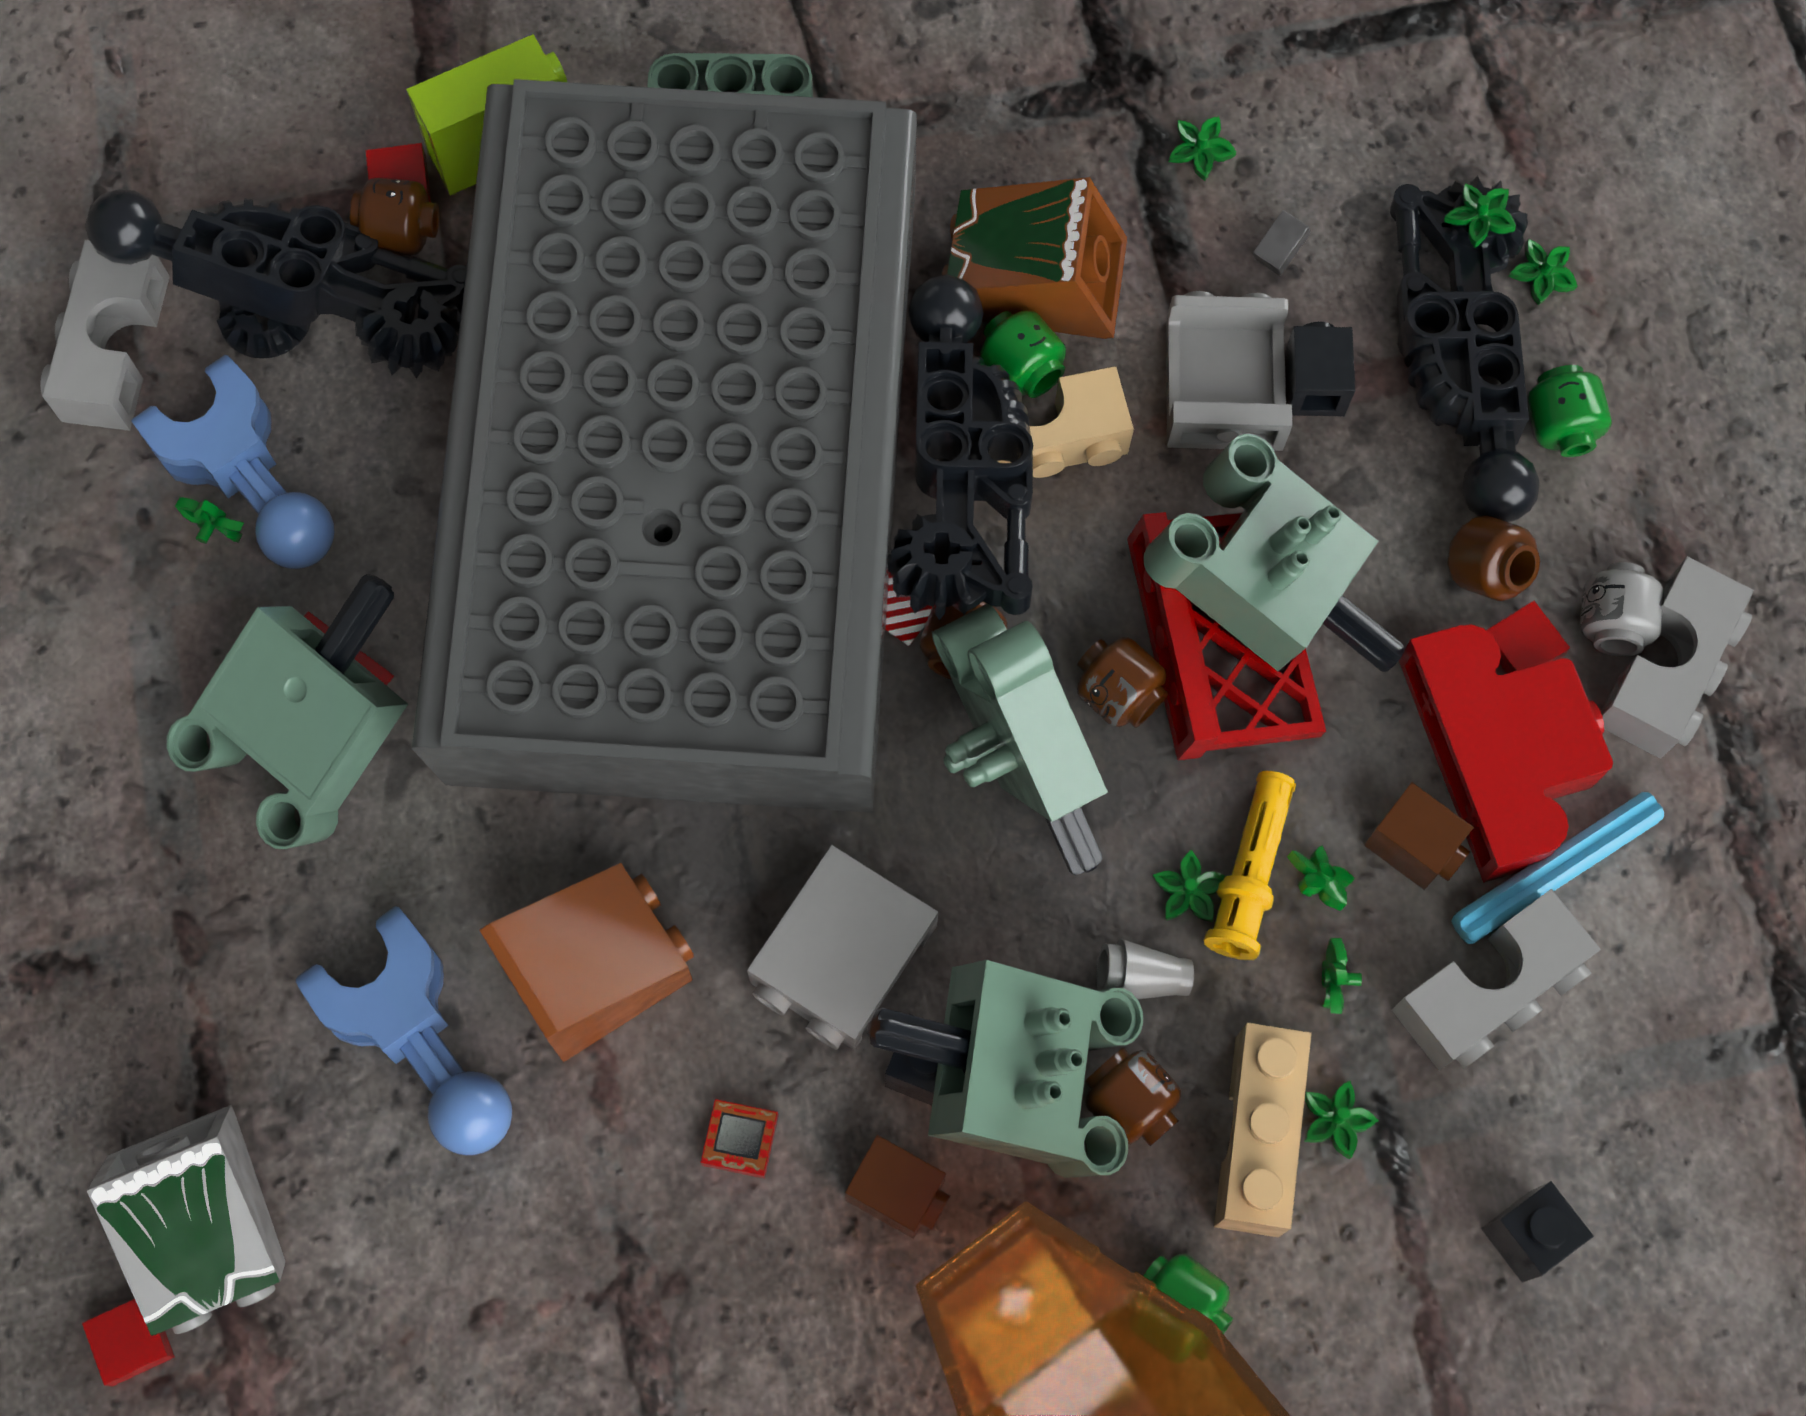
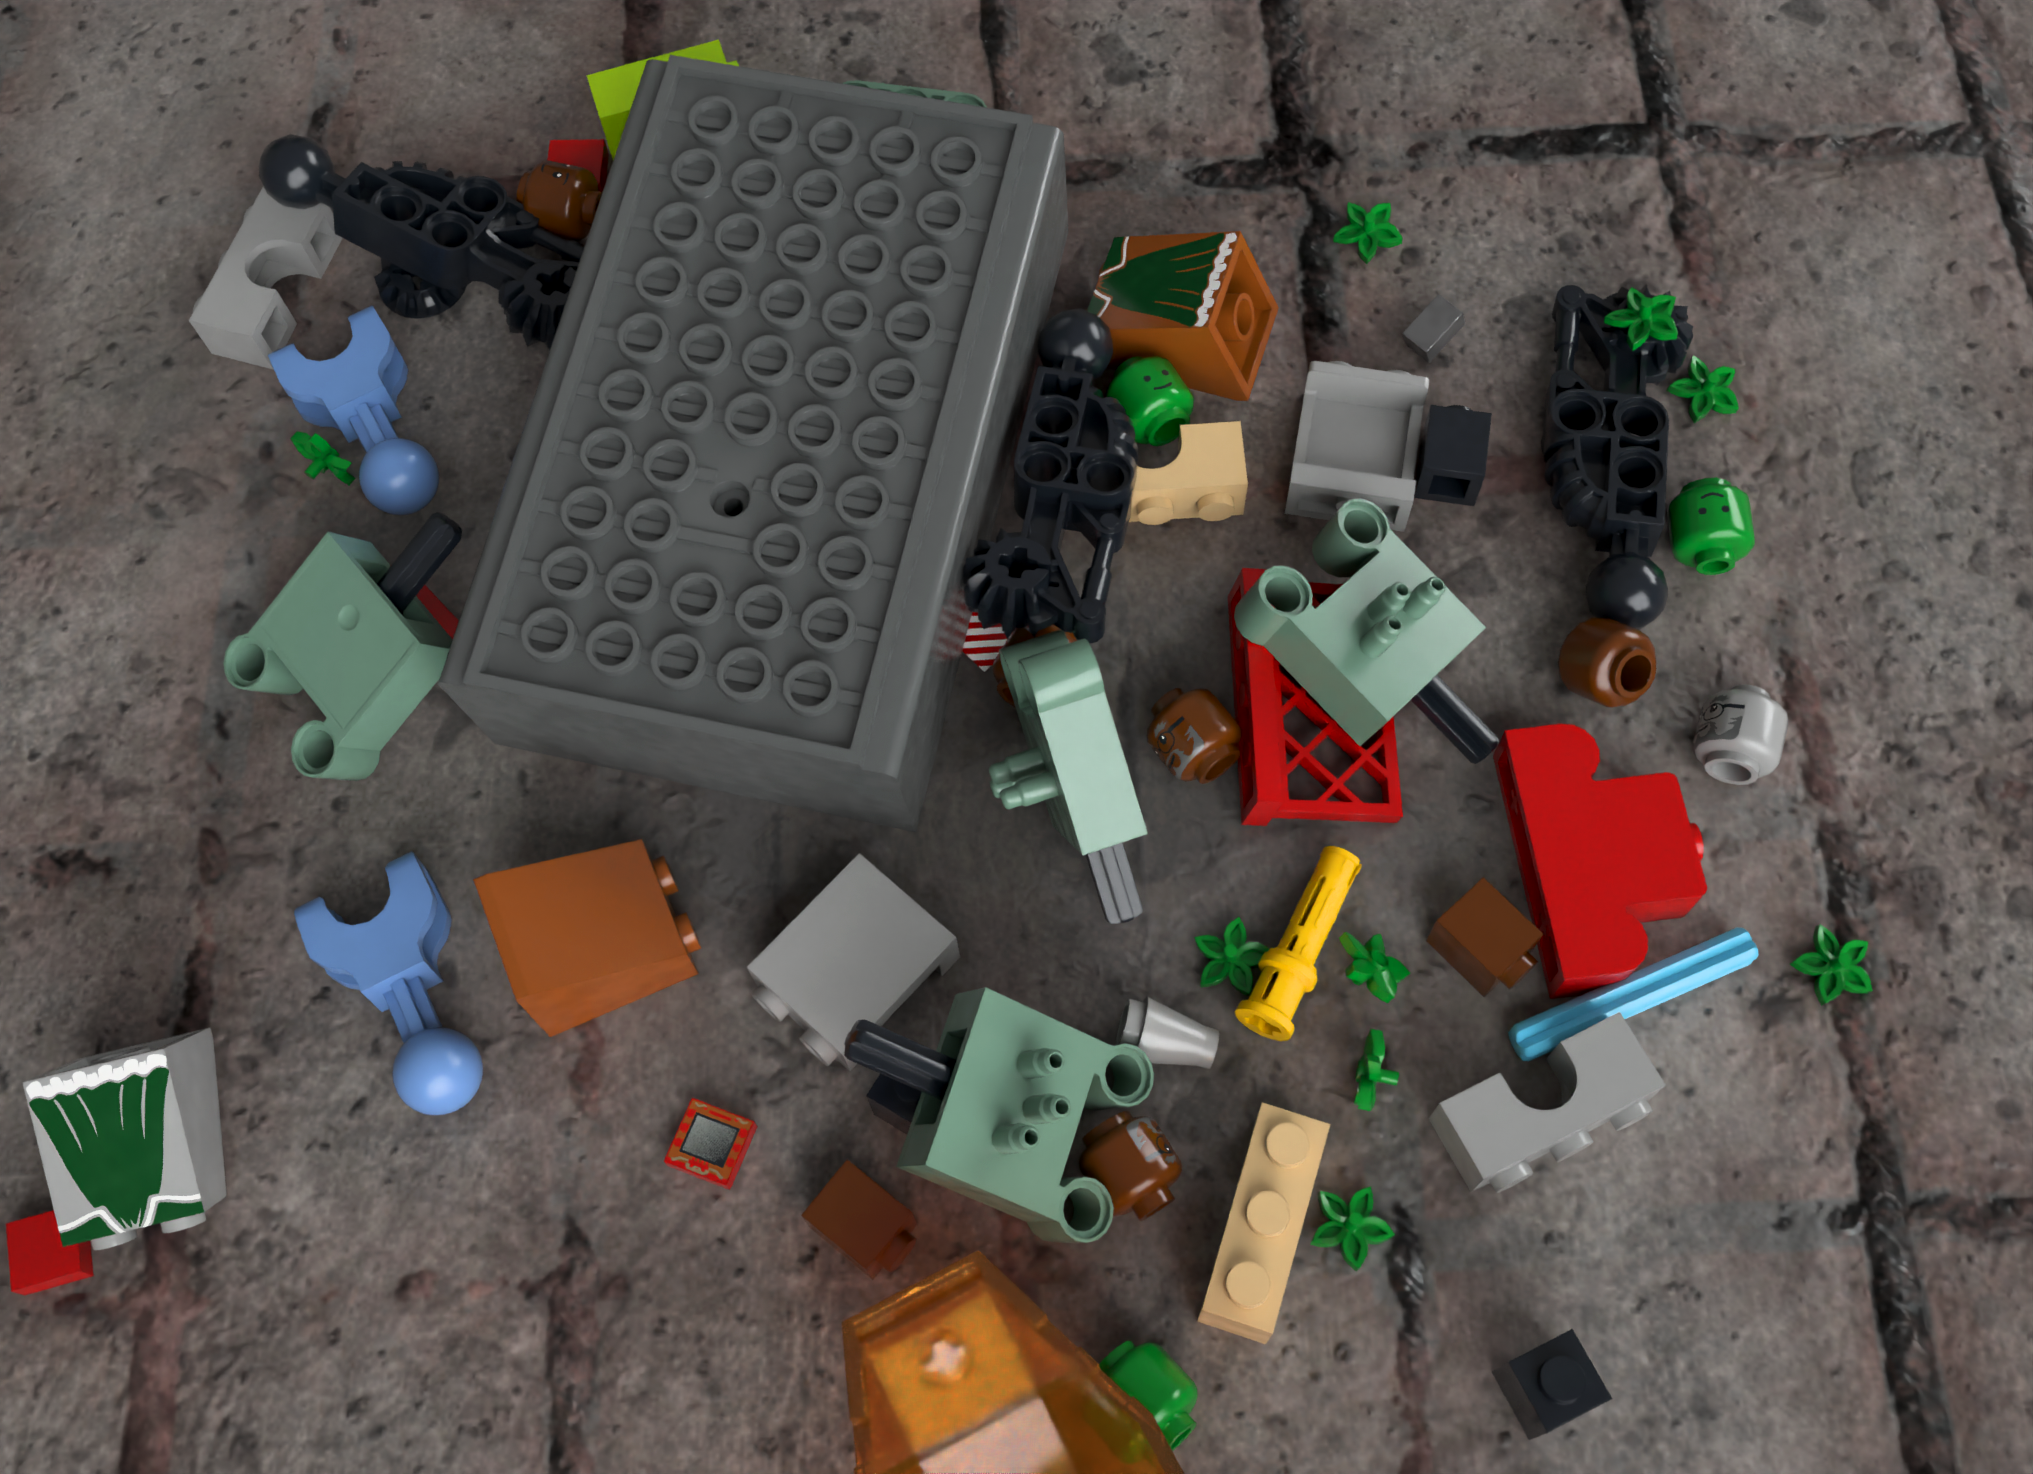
camera: 15 degrees right, 5 degrees down
(1528, 639) = (1633, 750): red tile -> none
(1658, 703) = (1766, 835): light grey arch -> none
(1731, 814) = (1834, 966): none -> green plant

